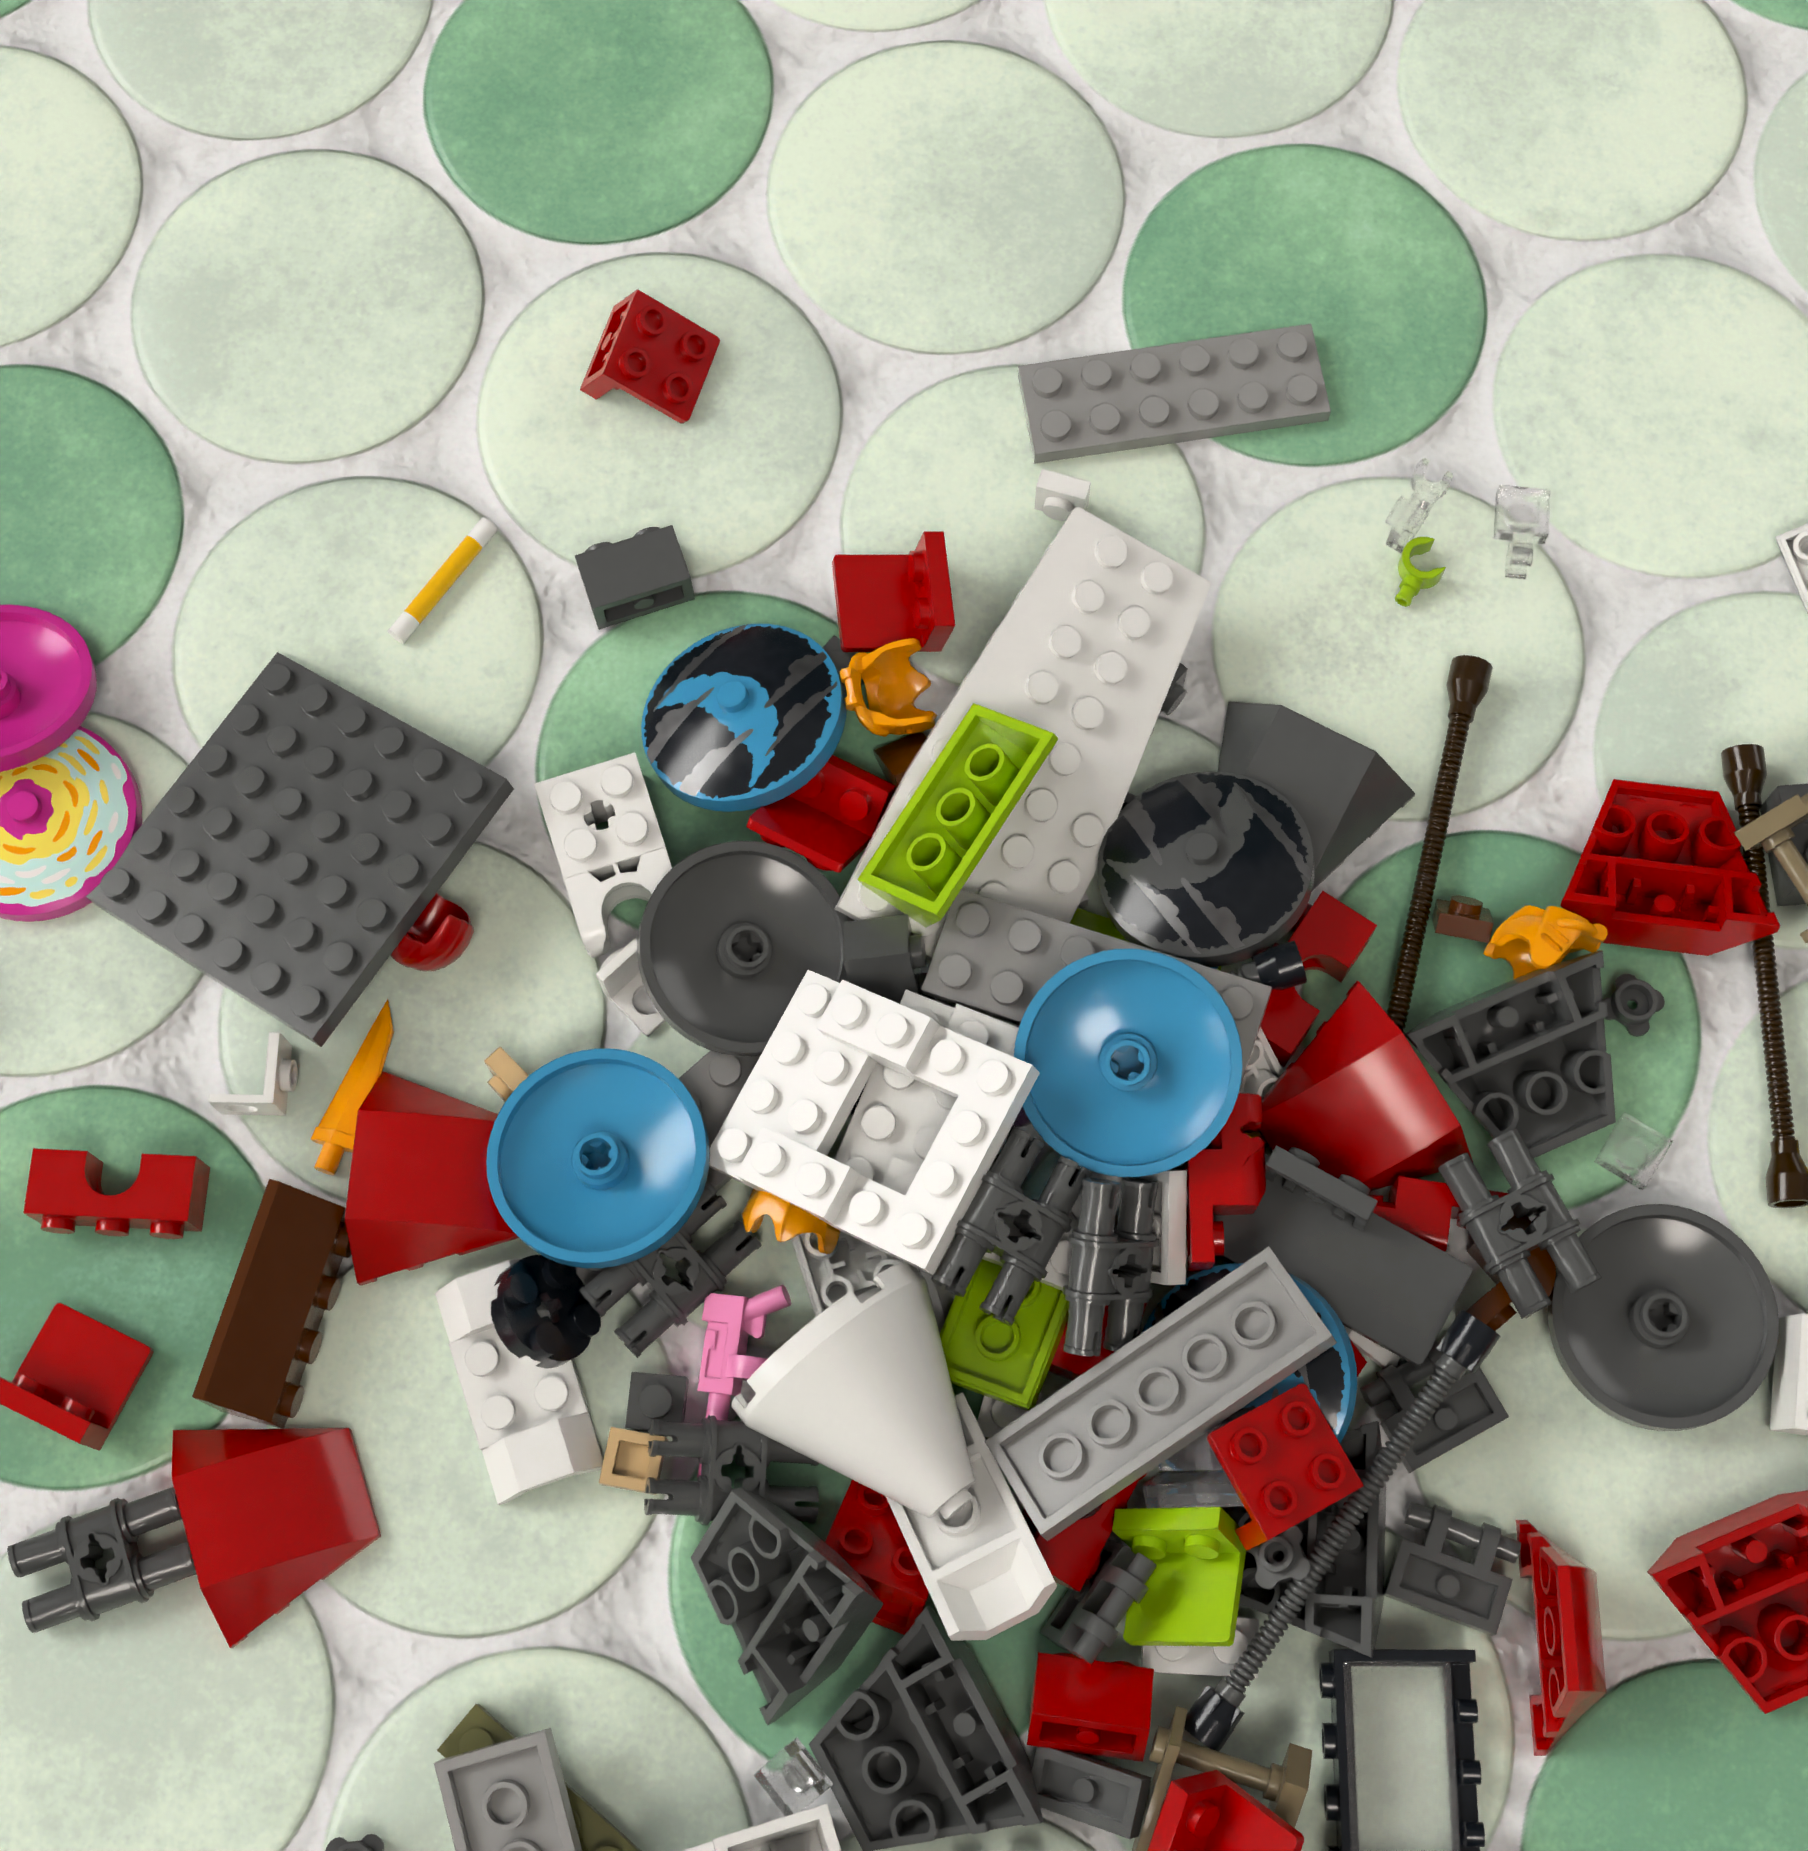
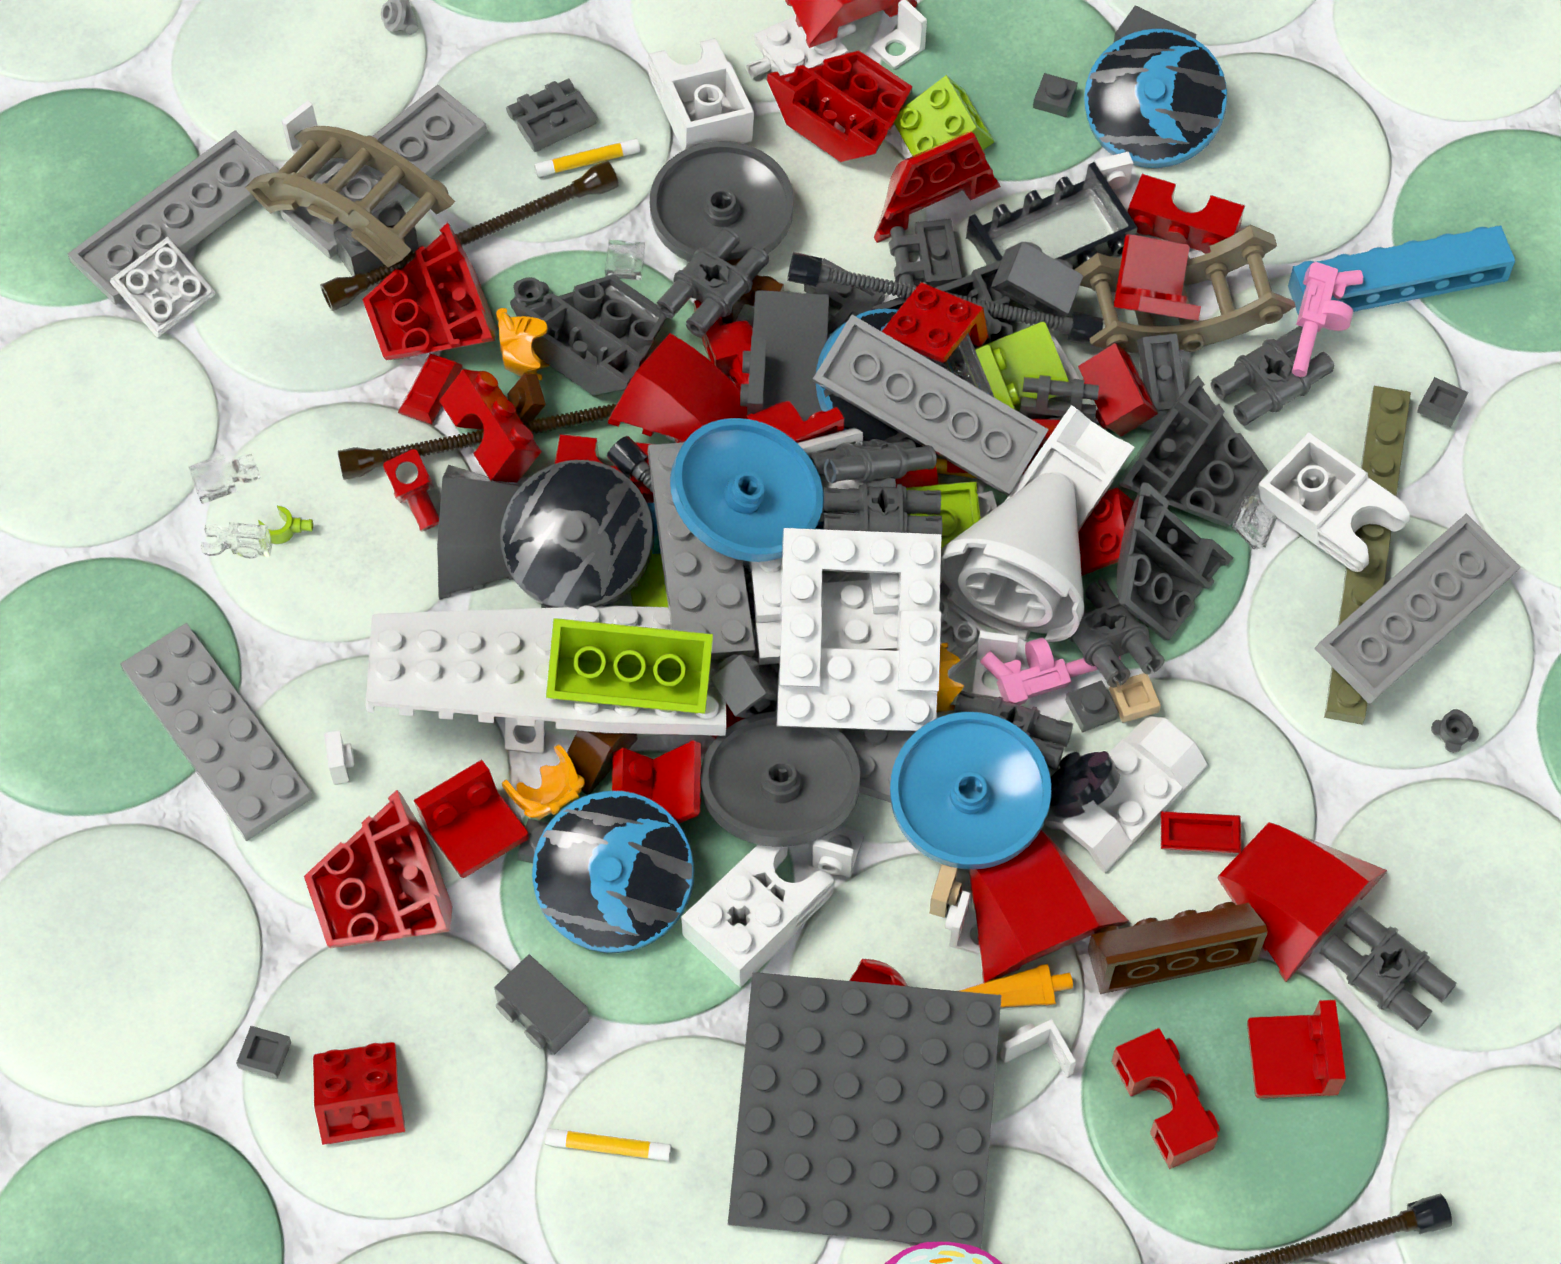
camera: 120 degrees left, 10 degrees down
(412, 1437) = (1200, 832): none -> red tile
(460, 1075) = (961, 923): none -> white bracket
(746, 287) = (263, 1052): none -> dark grey plate
(788, 1319) = (1003, 647): none -> white bracket
(868, 478) = (380, 882): none -> red wedge
(1310, 1679) = (1037, 280): none -> brick
(1393, 730) = (416, 492): none -> red bracket
(1394, 854) = (479, 404): none -> red arch
(1542, 823) = (428, 388): none -> red tile
(1677, 1724) = (939, 116): none -> lime bracket

